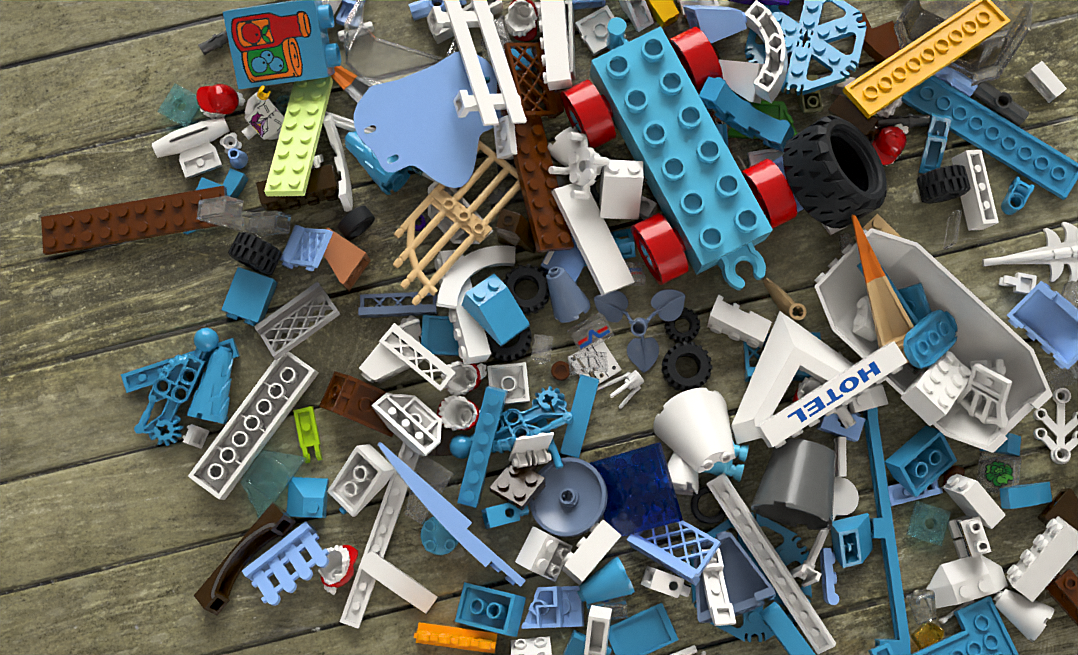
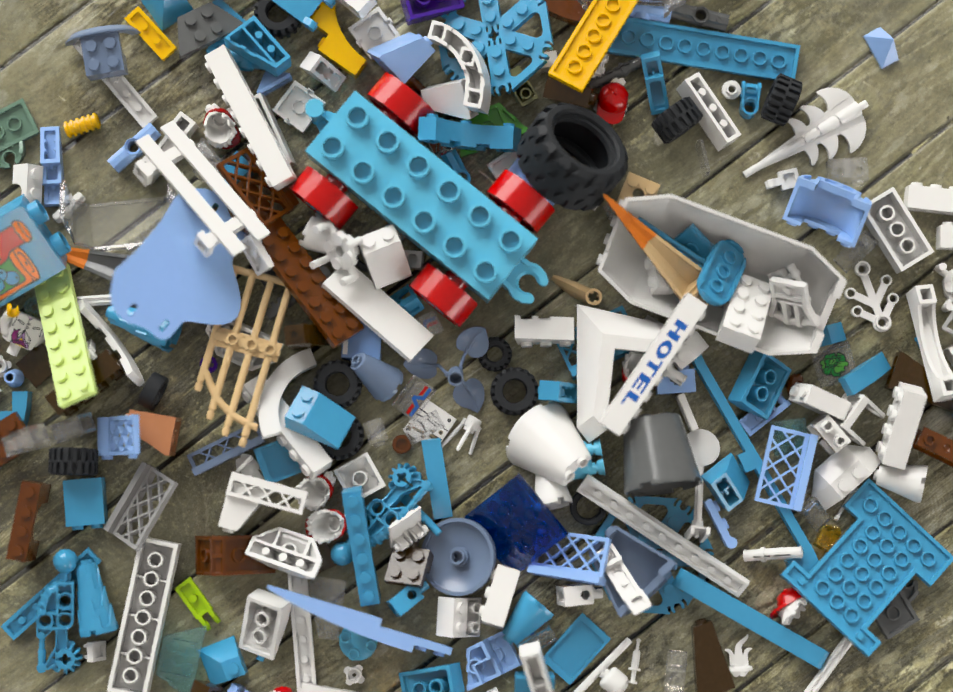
camera: 30 degrees left, 5 degrees up
(174, 303) = (22, 544): none -> reddish brown arch
(261, 156) = (36, 365): none -> dark brown piece
(423, 570) = (357, 670): none -> white plate
(727, 384) = (557, 391): none -> dark azure brick
(868, 627) = (772, 553): none -> white pin
(928, 563) = (802, 472): none -> light blue fence
(999, 184) = (729, 95): none -> white plate
(1012, 520) = (858, 403): none -> white hose
(1049, 207) = (781, 100): none -> black tyre

